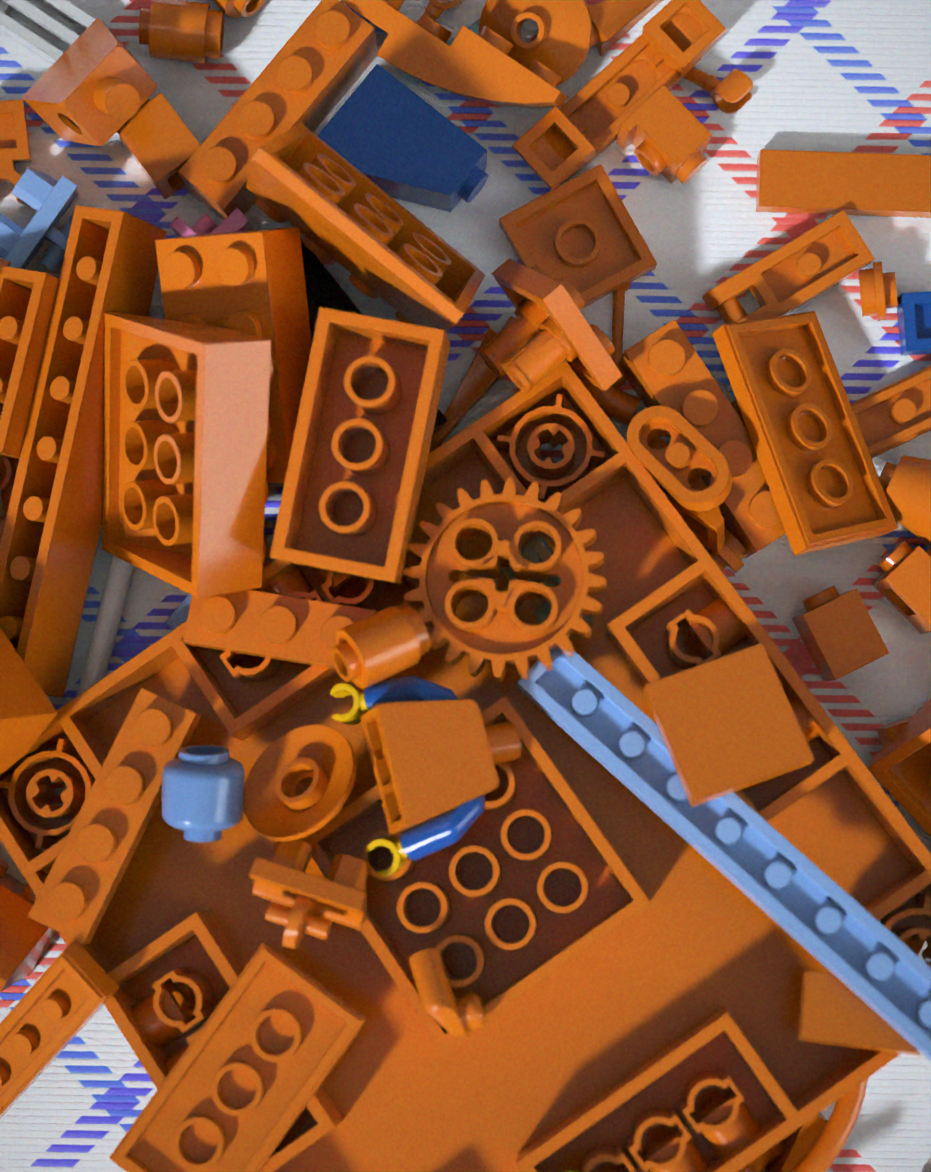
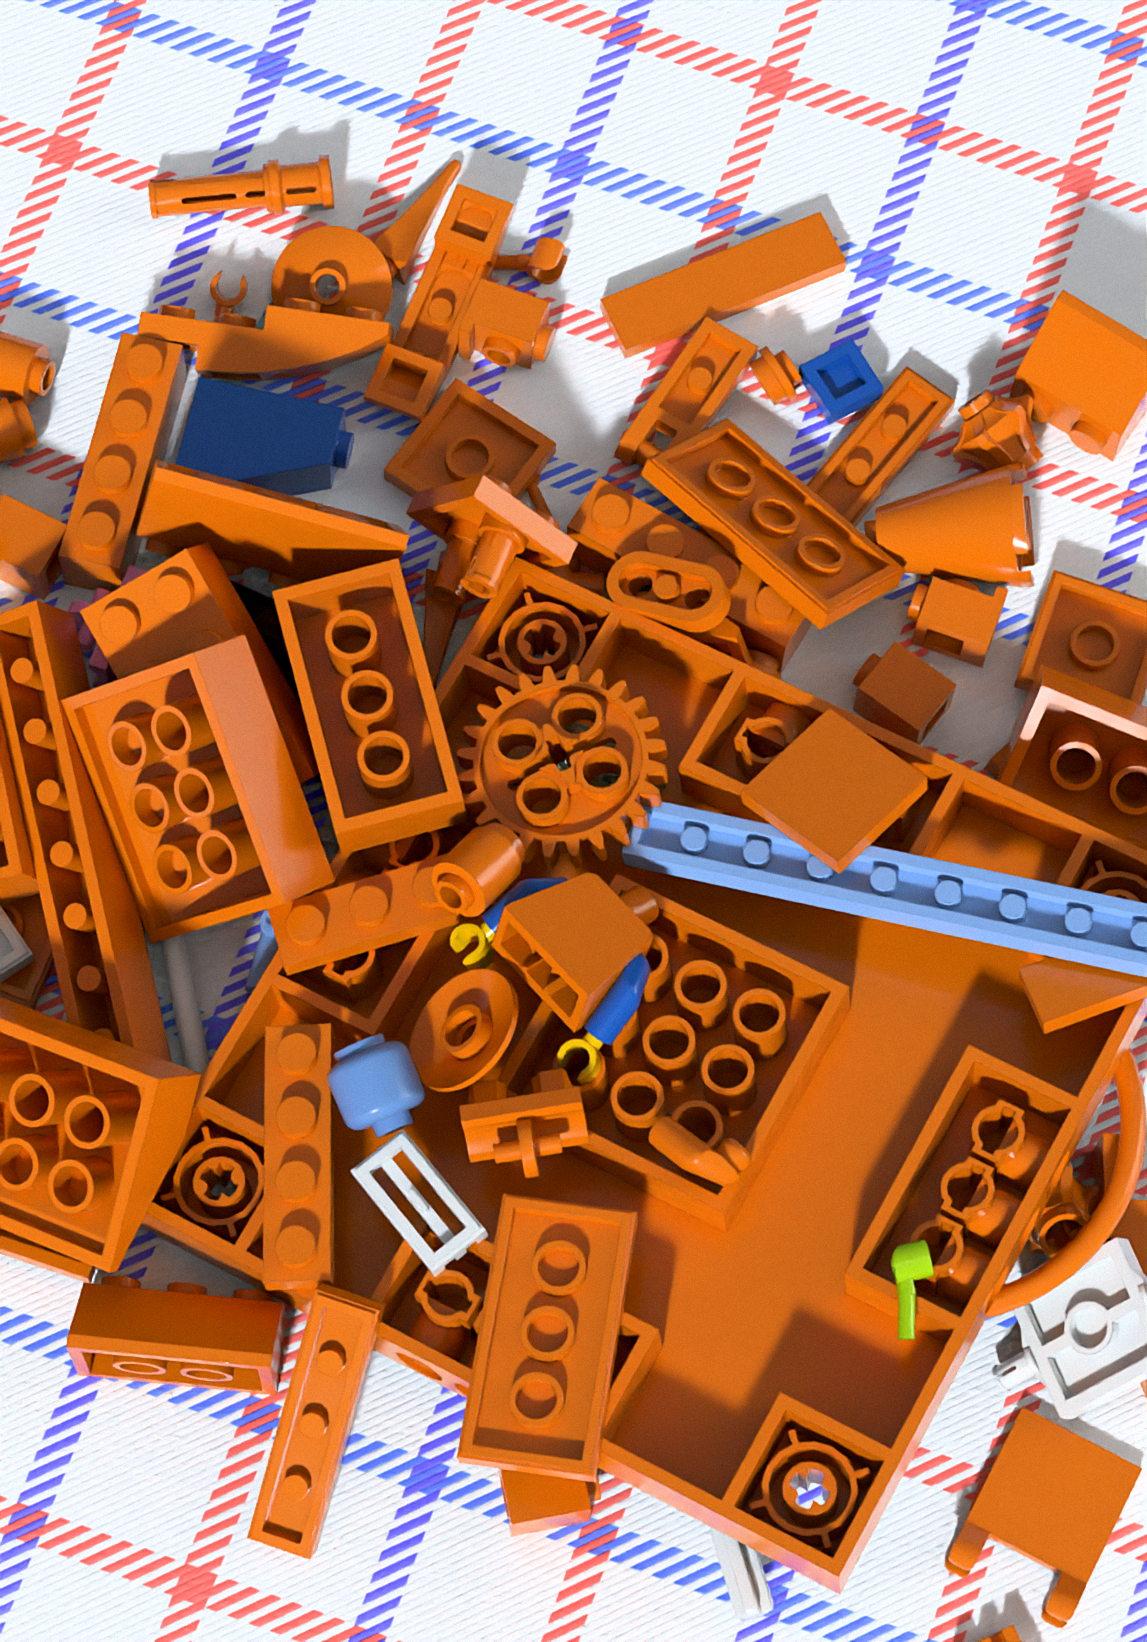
camera: 30 degrees left, 15 degrees down
(215, 903) = (453, 1245): none -> white tile

